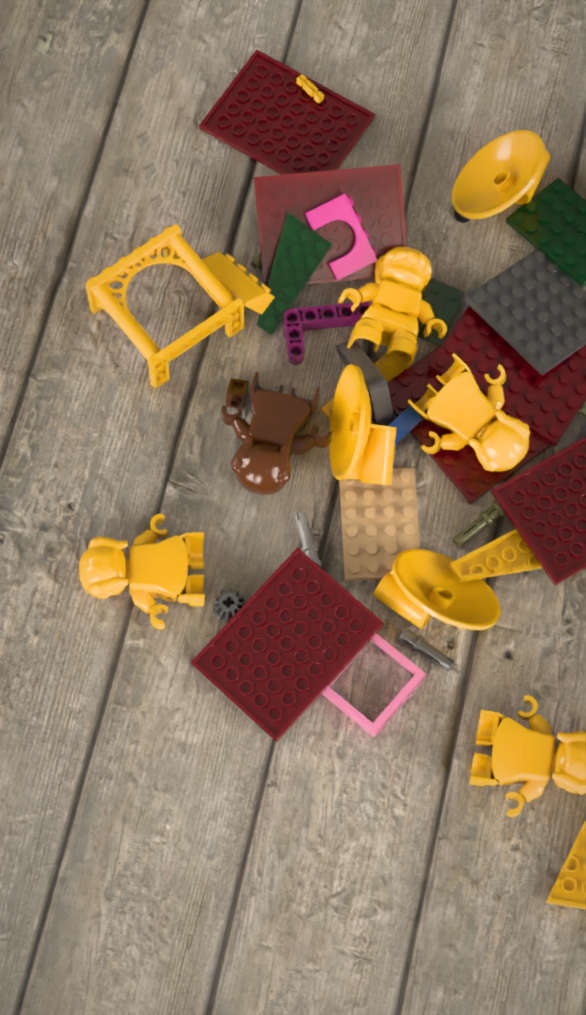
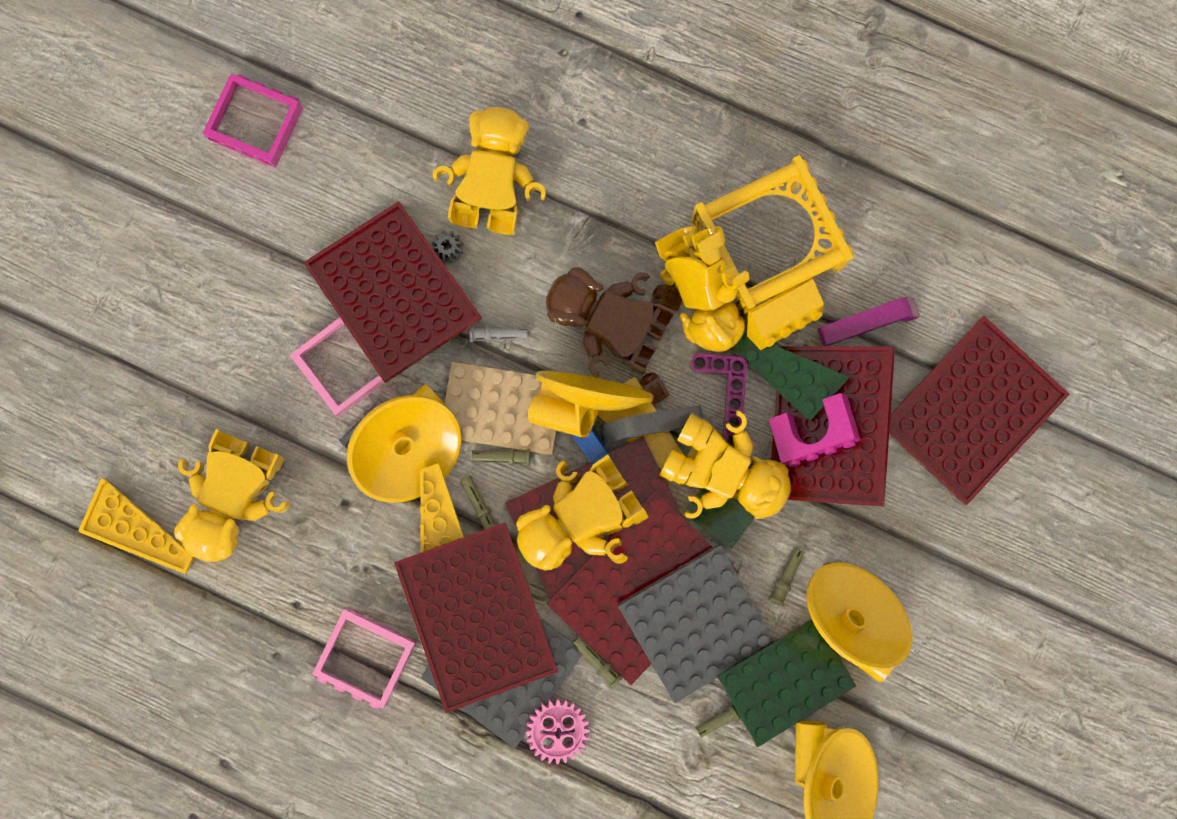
camera: 105 degrees right, 15 degrees up
(97, 815) = (271, 158): none -> dark pink window
(225, 350) = (704, 286): none -> yellow piece
(227, 213) = (899, 310): none -> magenta beam
(310, 88) = (1009, 440): yellow axle -> none
(327, 389) = (653, 384): none -> reddish brown bracket
(425, 503) = (511, 457): none -> olive pin
(485, 248) = (783, 585): none -> olive pin

